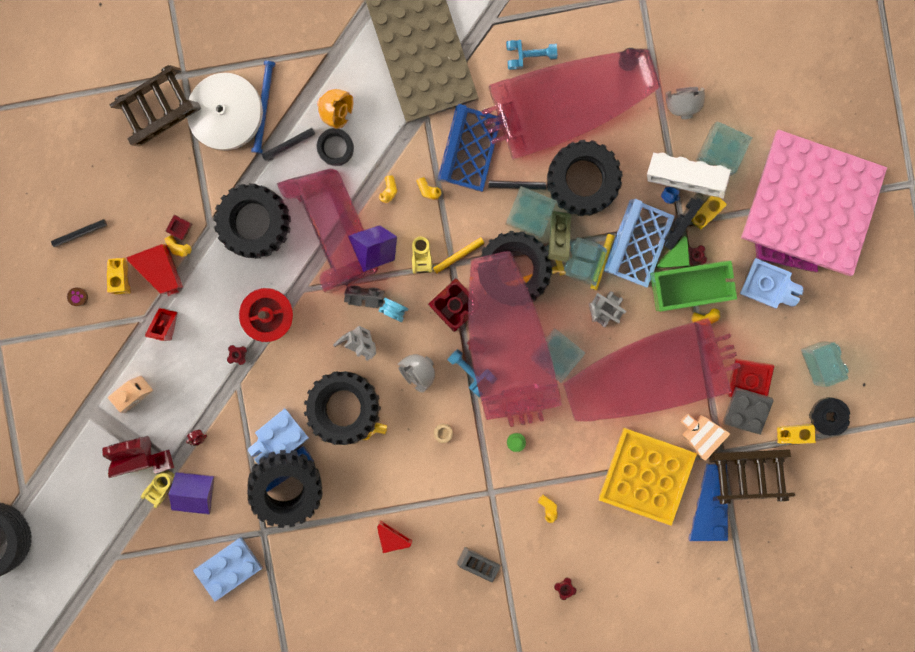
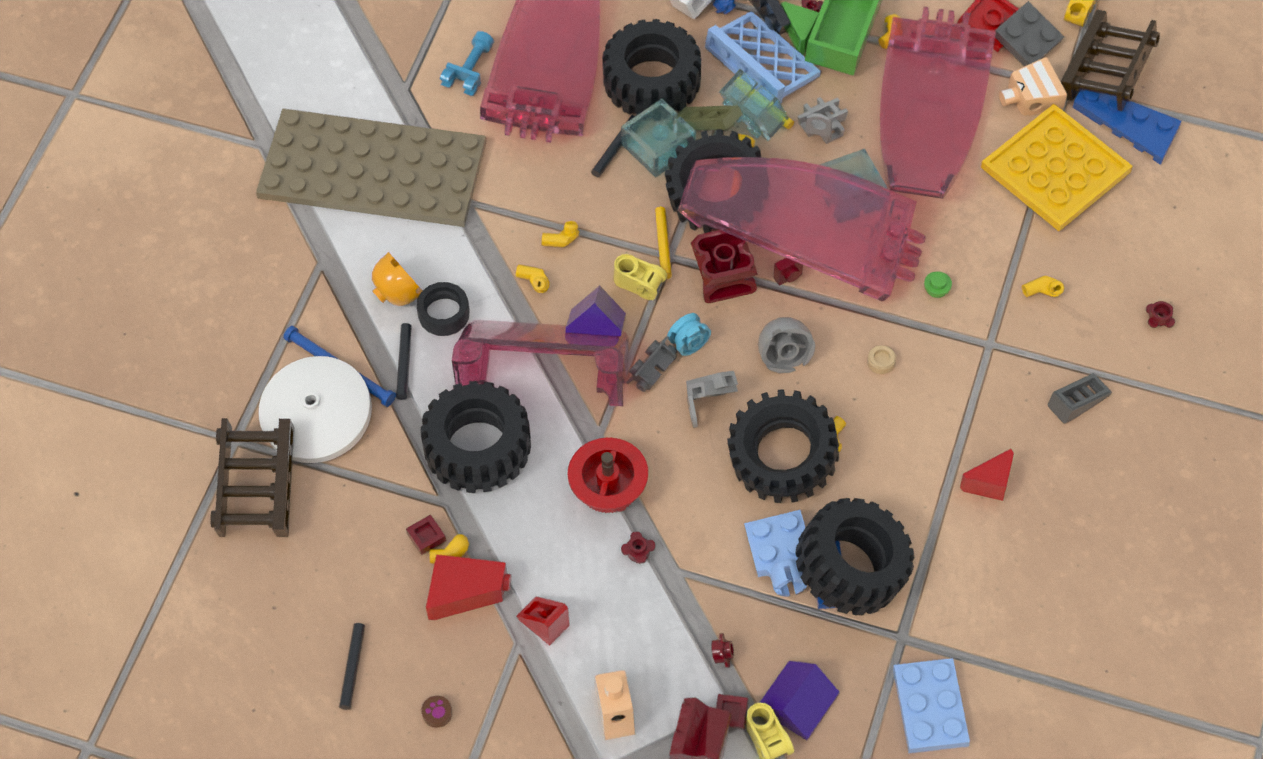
camera: 60 degrees left, 30 degrees down
(117, 276) = (444, 640): yellow leg -> none
(452, 148) = (525, 183): blue fence -> none
(456, 358) = (840, 297): dark azure bar -> none

